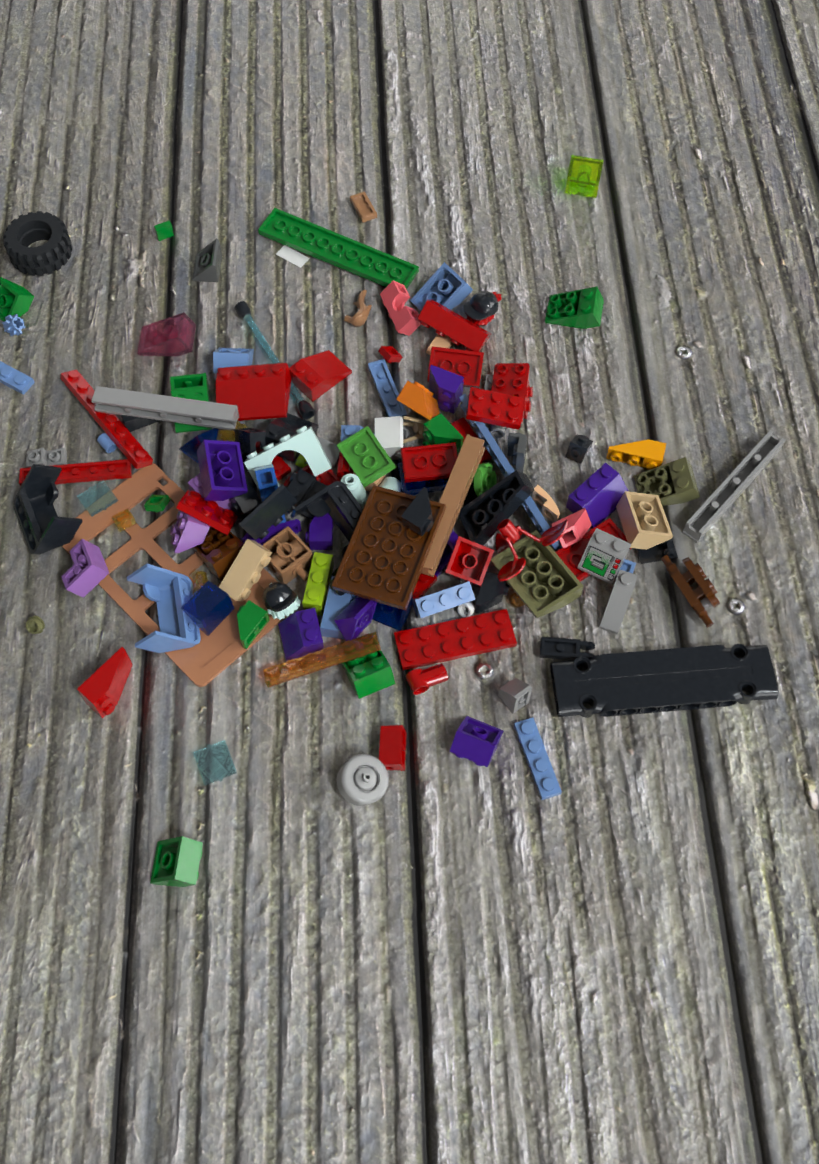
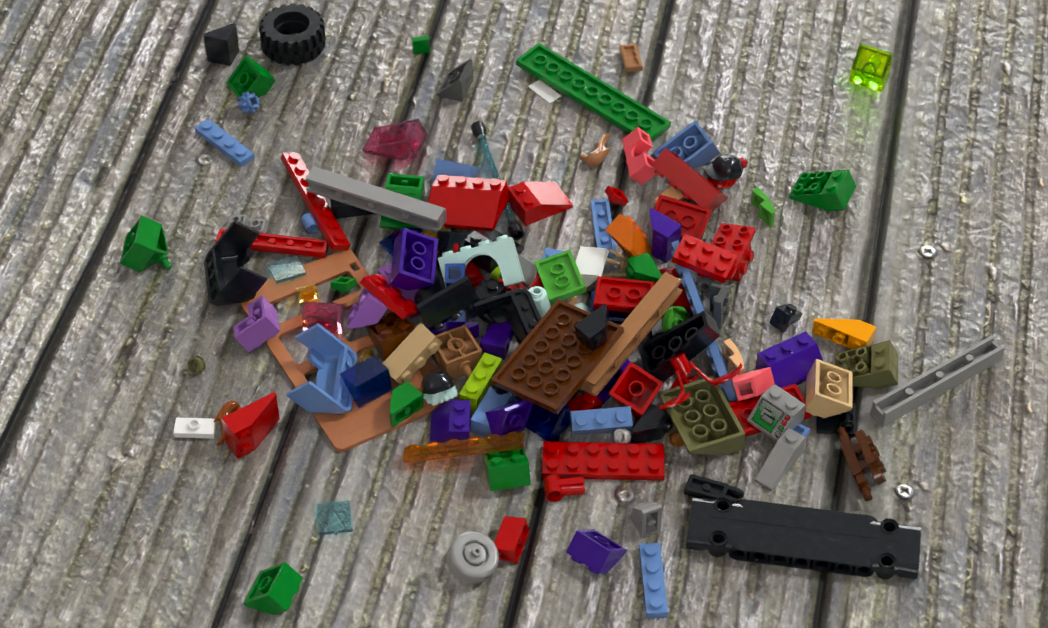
camera: 15 degrees right, 15 degrees down
(51, 694) = (194, 428): none -> white plate
(77, 675) = (228, 408): none -> dark orange piece
(147, 543) = (327, 314): none -> clear pink slope
(530, 339) = (765, 207): none -> bright green slope

